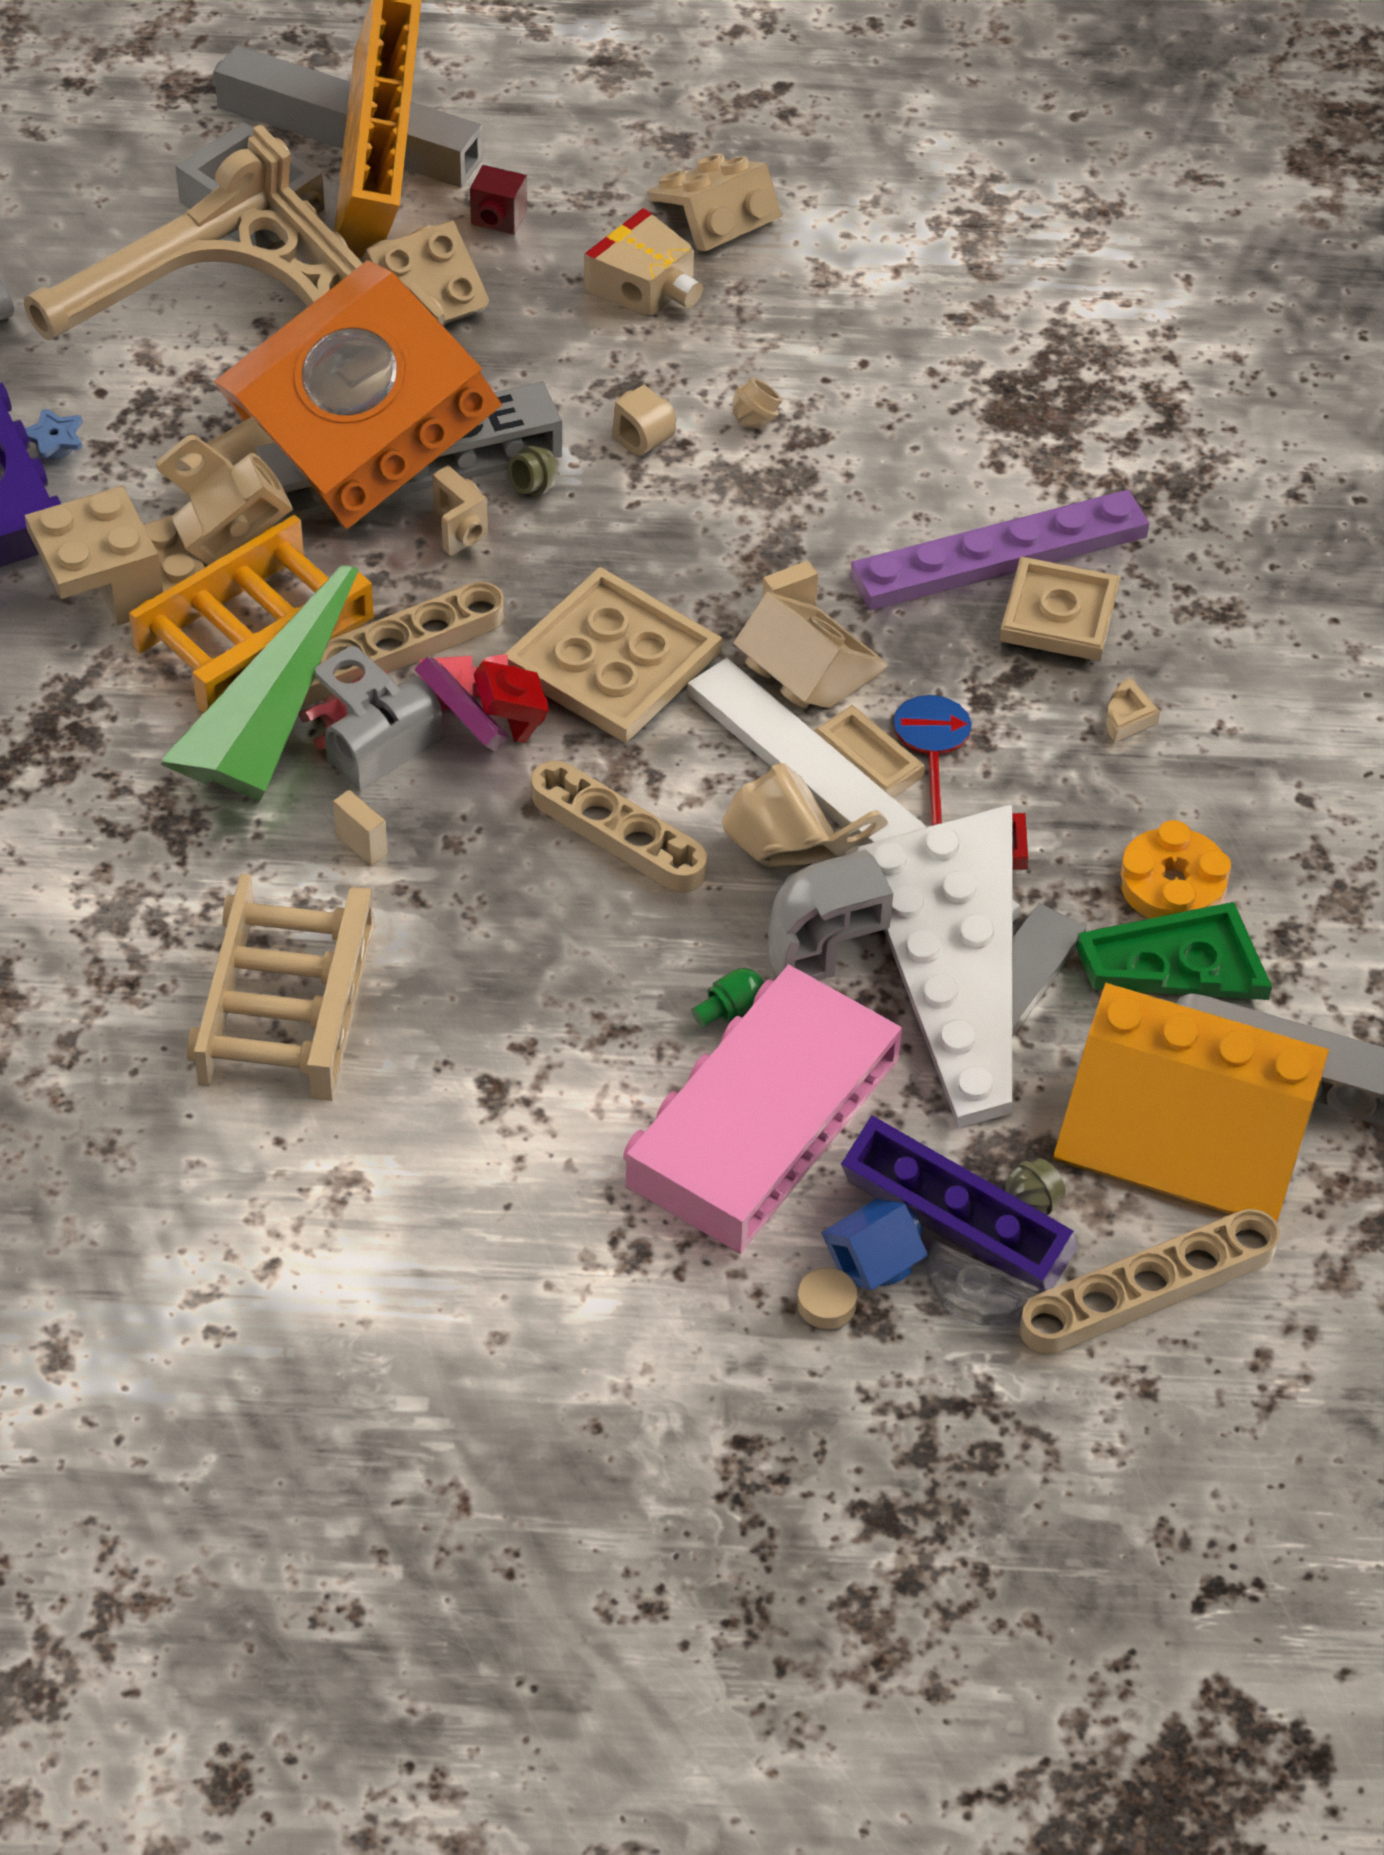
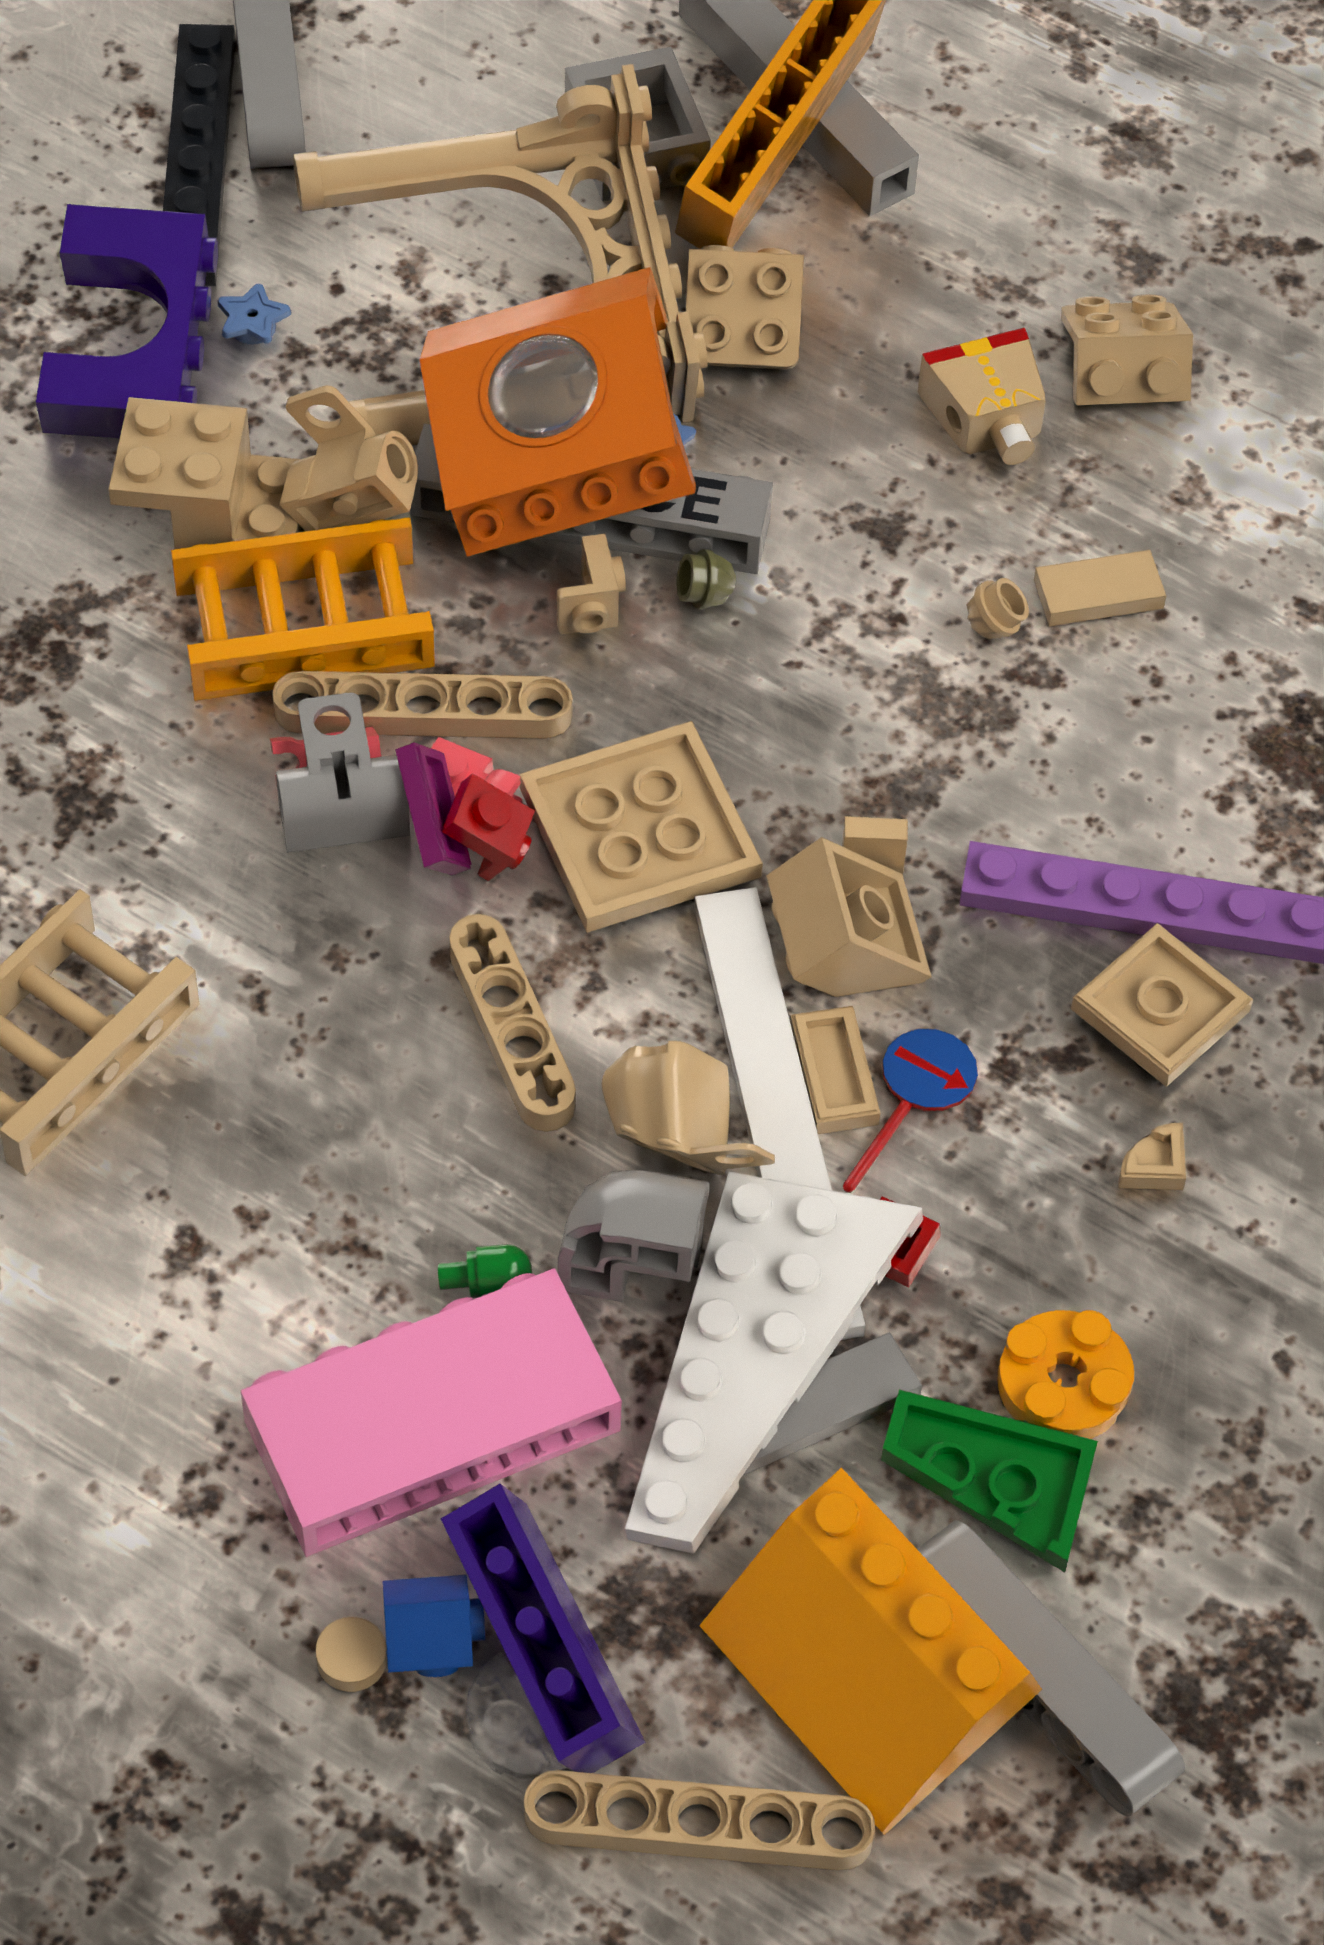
camera: 30 degrees right, 5 degrees up
(250, 722) = (210, 728): bright green wedge -> none
(360, 827) = (245, 895): tan tile -> none
(498, 199) = (887, 249): dark red plate -> none
(642, 420) = (860, 573): tan plate -> none
(812, 362) = (1099, 588): none -> tan tile
(1036, 1185) = (644, 1651): olive plate -> none

